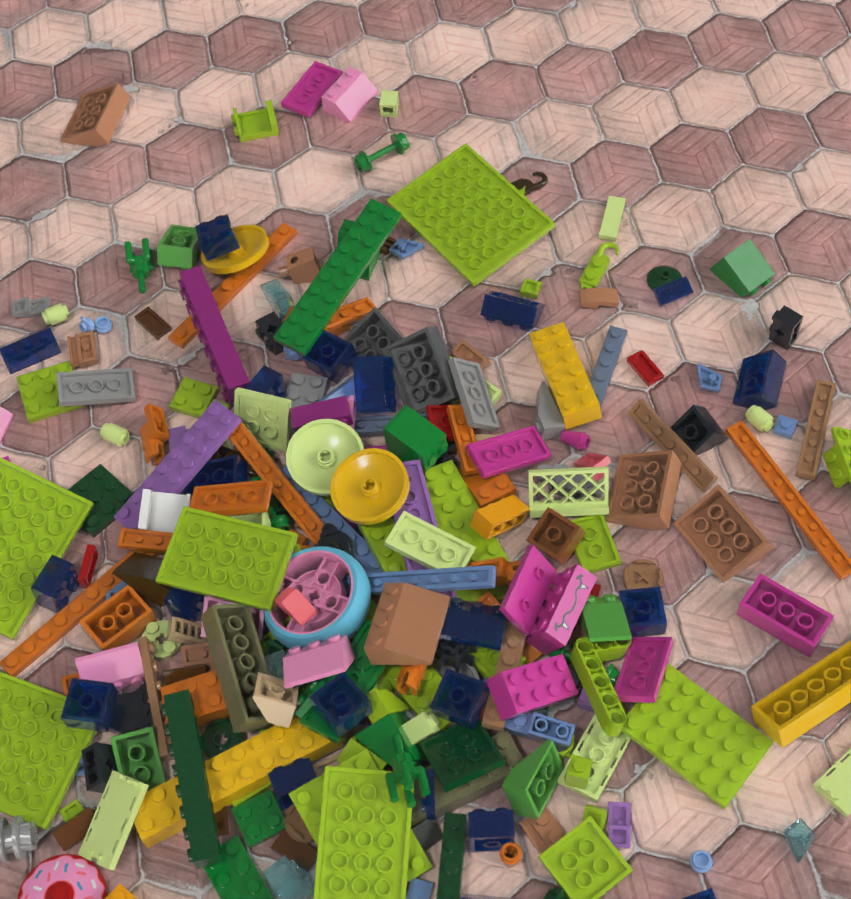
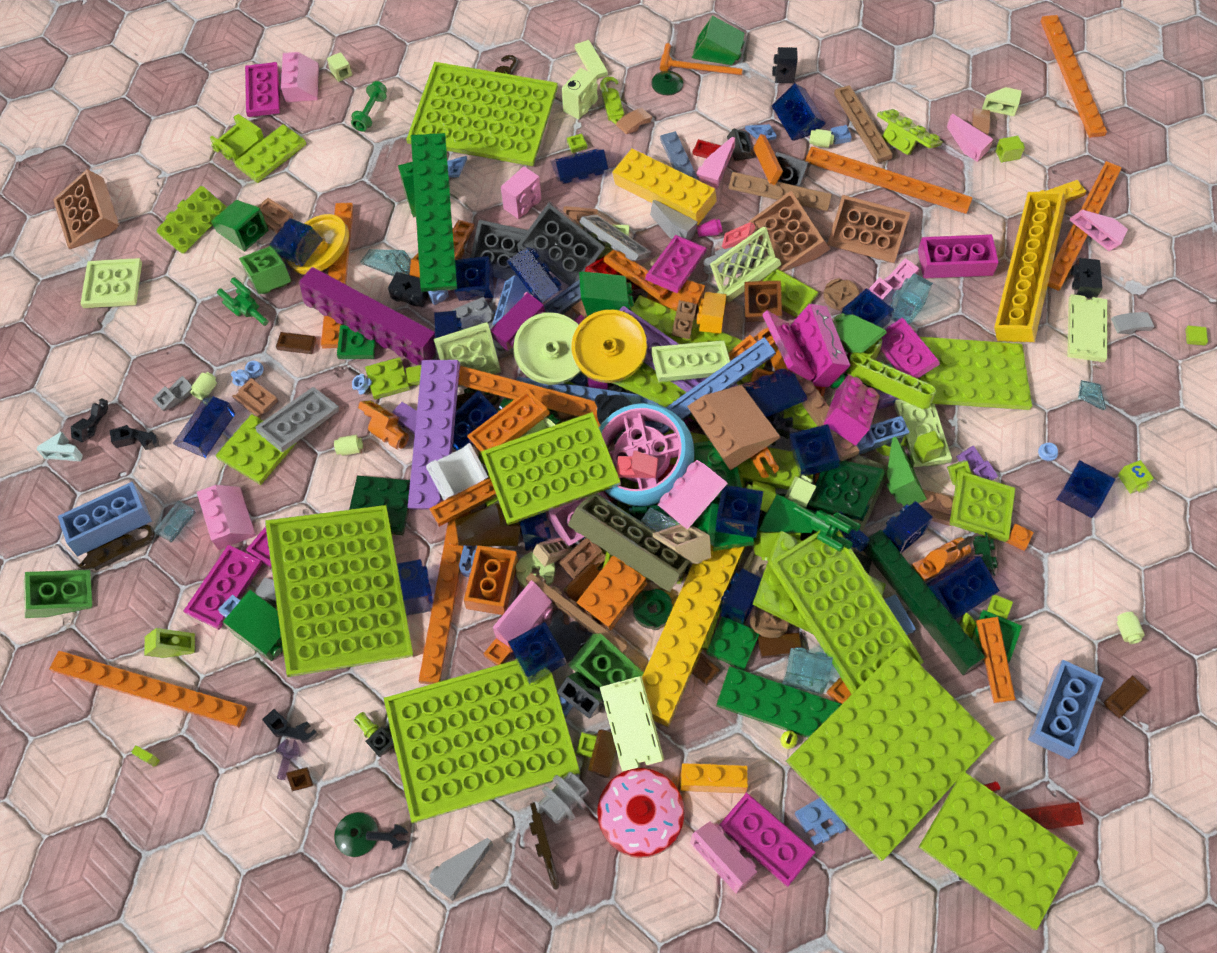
camera: 40 degrees left, 5 degrees up
(64, 188) = (111, 283): none -> yellowish green plate
(88, 566) = (422, 554): red tile -> none
(163, 170) = (190, 219): none -> lime bracket
(169, 389) = (361, 383): none -> light blue plate
(191, 354) = (354, 345): none -> green plate
(192, 779) = (671, 645): dark green brick -> none
(194, 197) = (241, 224): none -> green slope
(227, 202) = (274, 214): none -> nougat plate
(272, 148) = (270, 153): none -> lime plate
(301, 266) = (386, 225): nougat torso -> none
(435, 304) = (521, 192): none -> bright pink brick
(466, 506) = (684, 319): none -> medium nougat slope
(497, 882) = (941, 559): none -> orange plate
(510, 850) = (932, 535): orange cone -> none
(567, 244) = (579, 93): none -> yellowish green brick
(633, 383) = (716, 164): none -> bright pink slope
(673, 291) = (683, 86): clear blue plate -> none
(678, 379) = (742, 145): none -> pearl dark grey slope
(680, 259) = (667, 62): none -> orange bar
(683, 407) = (767, 159): none -> orange tile
(695, 602) = (887, 287): none -> bright pink arch
(695, 625) = (910, 298): none -> clear light blue brick

